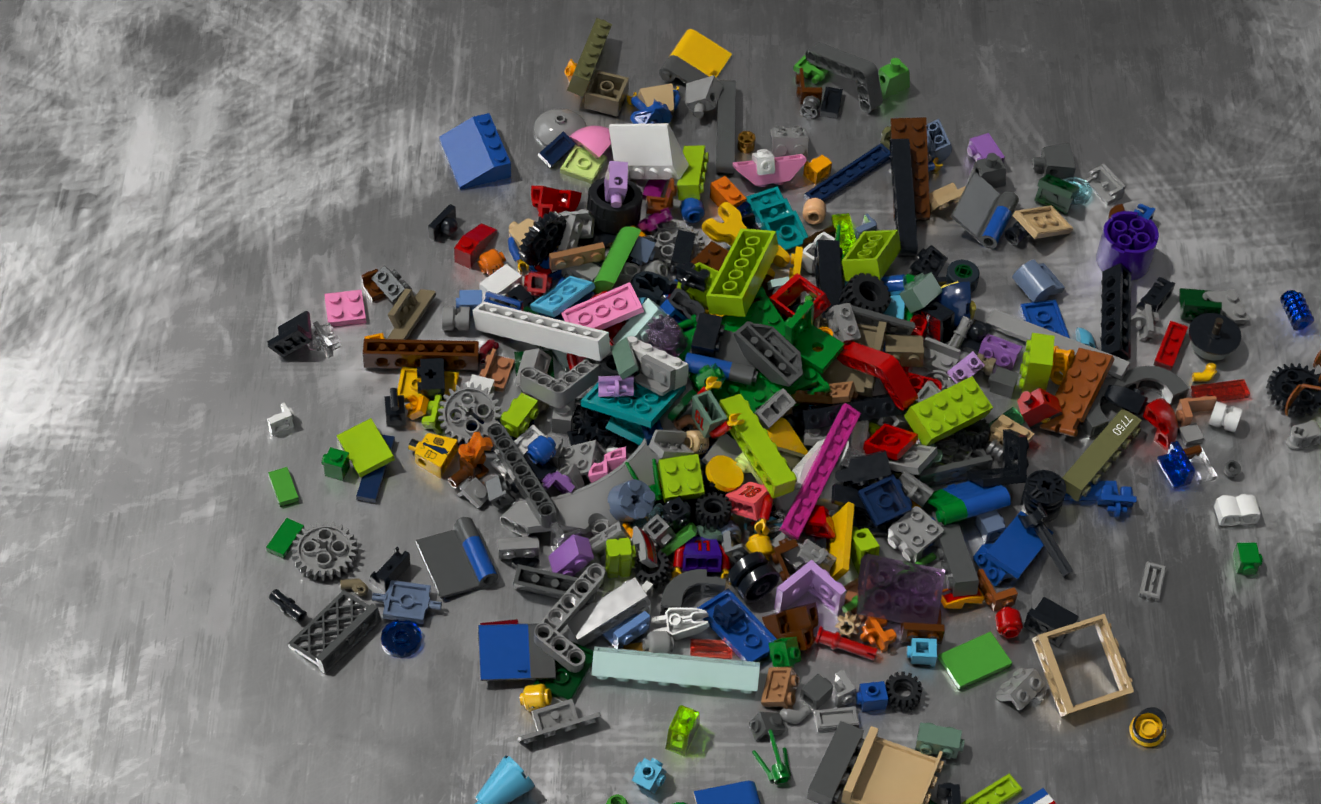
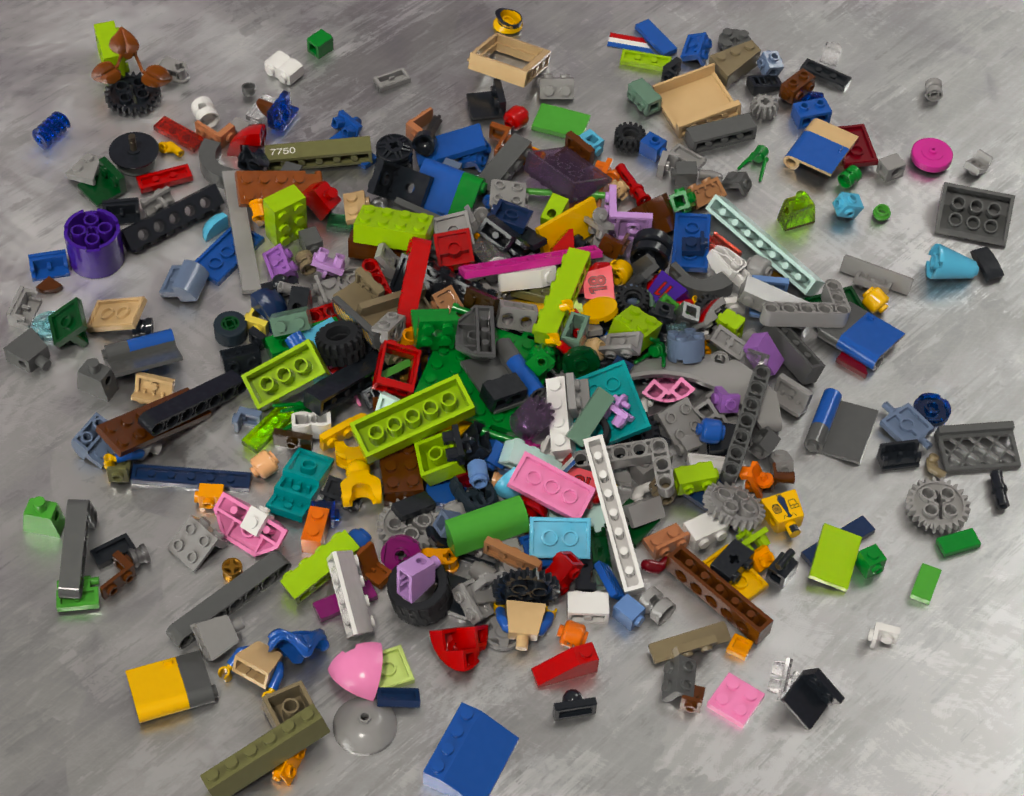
camera: 135 degrees left, 0 degrees up
(661, 286) = (478, 473): none -> medium blue brick
(981, 146) = (69, 401): medium lavender brick -> none
(1069, 540) = (416, 124): none -> nougat bracket

